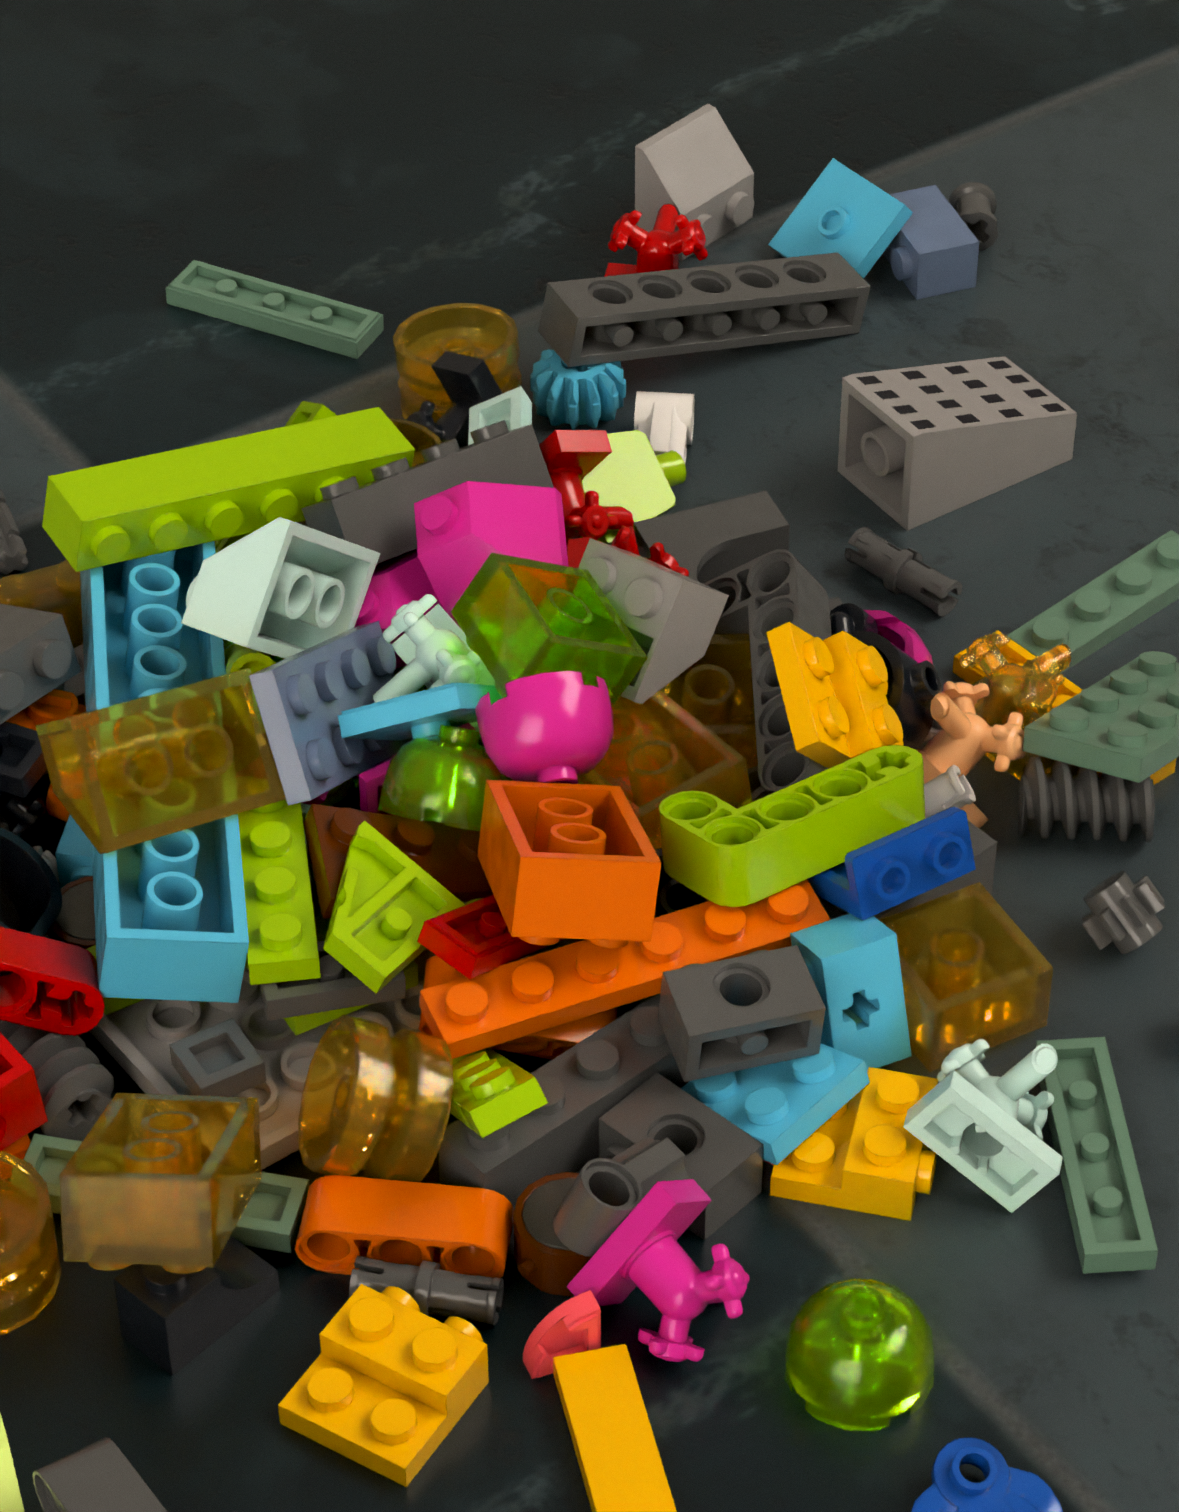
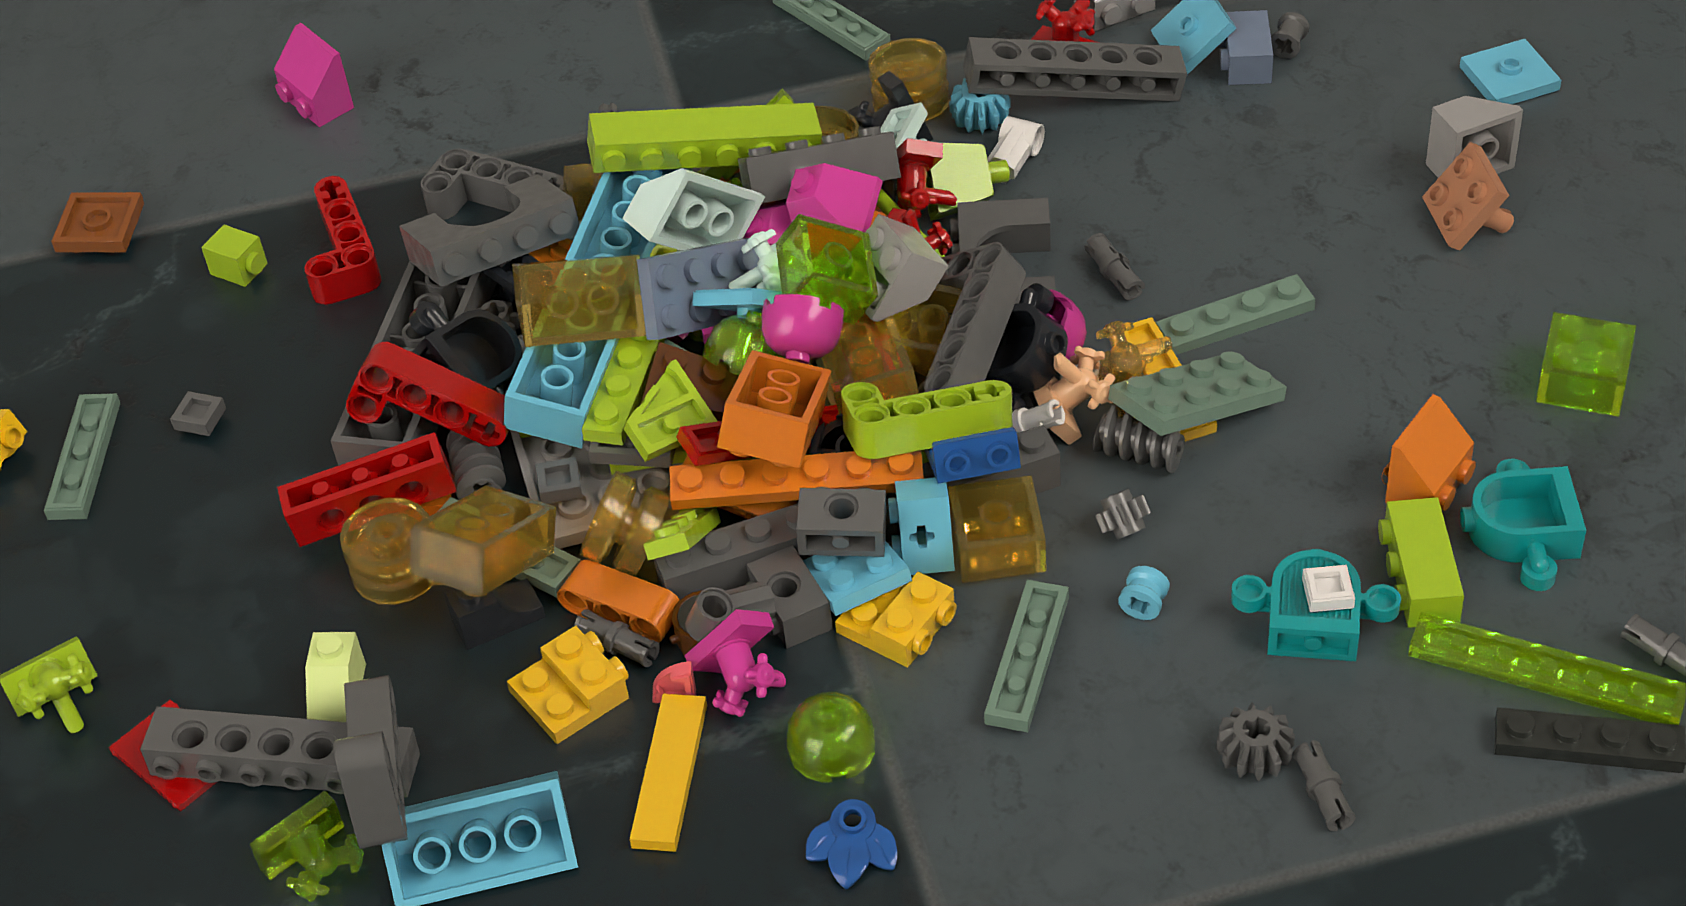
camera: 25 degrees right, 5 degrees up
(833, 694) = (982, 342): yellow plate -> none
(948, 435) = (1188, 181): light grey slope -> none
(990, 1123) = (958, 626): light aqua piece -> none

